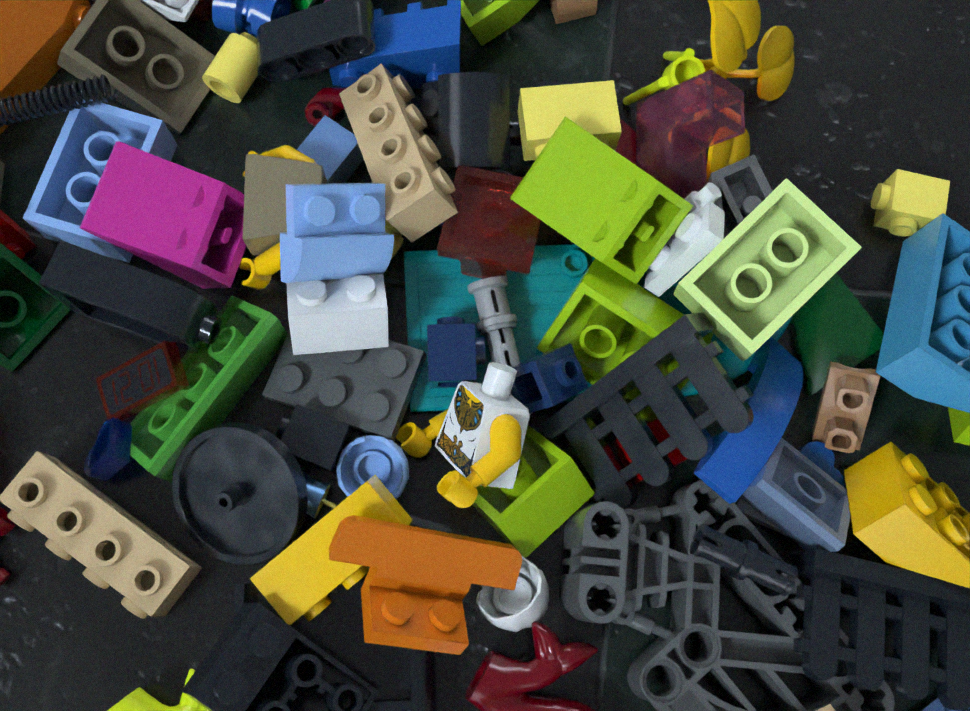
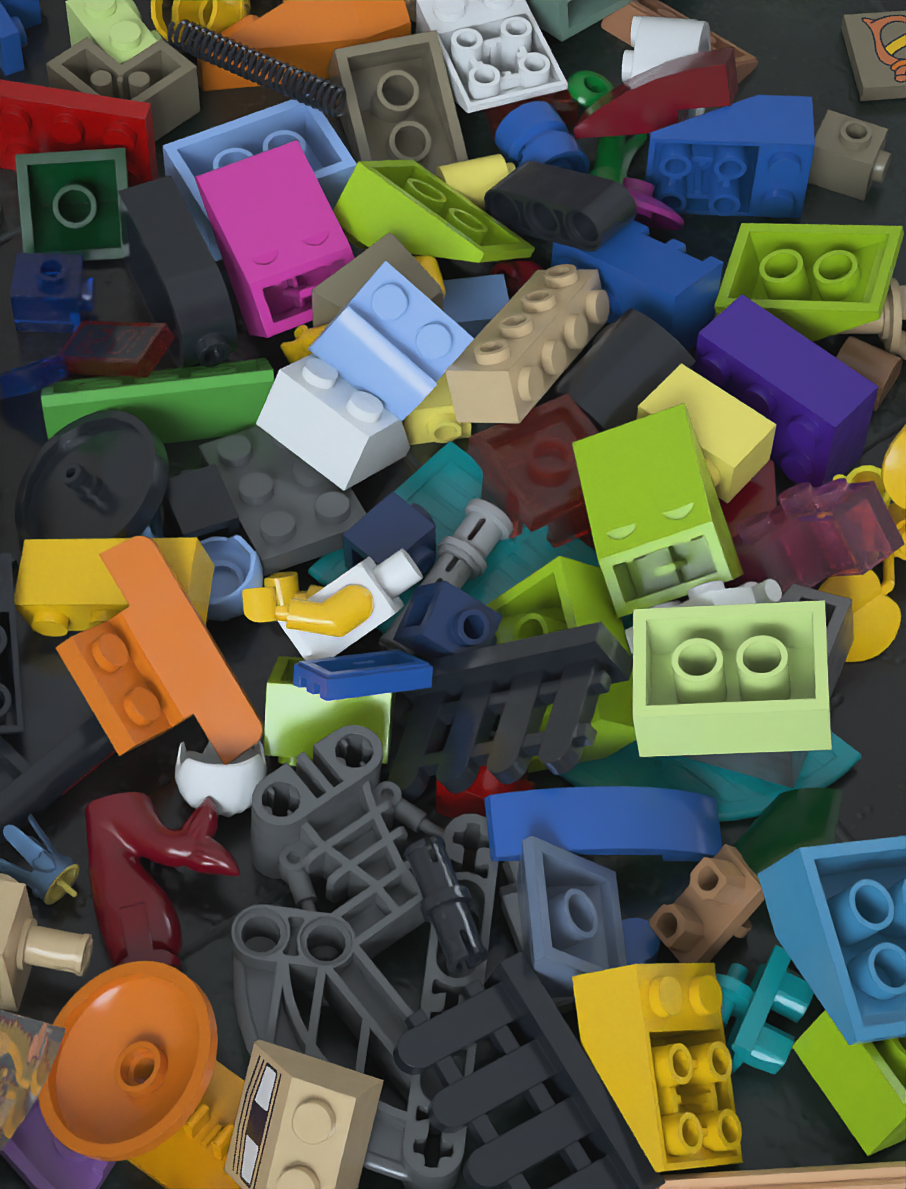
camera: 50 degrees right, 20 degrees down
(55, 380) = (50, 292): none -> clear blue brick
(229, 120) = (421, 214): none -> lime slope
(554, 464) = (362, 674): none -> blue tile
(562, 44) = (790, 380): none -> dark purple brick
(910, 430) = (773, 989): none -> teal hips

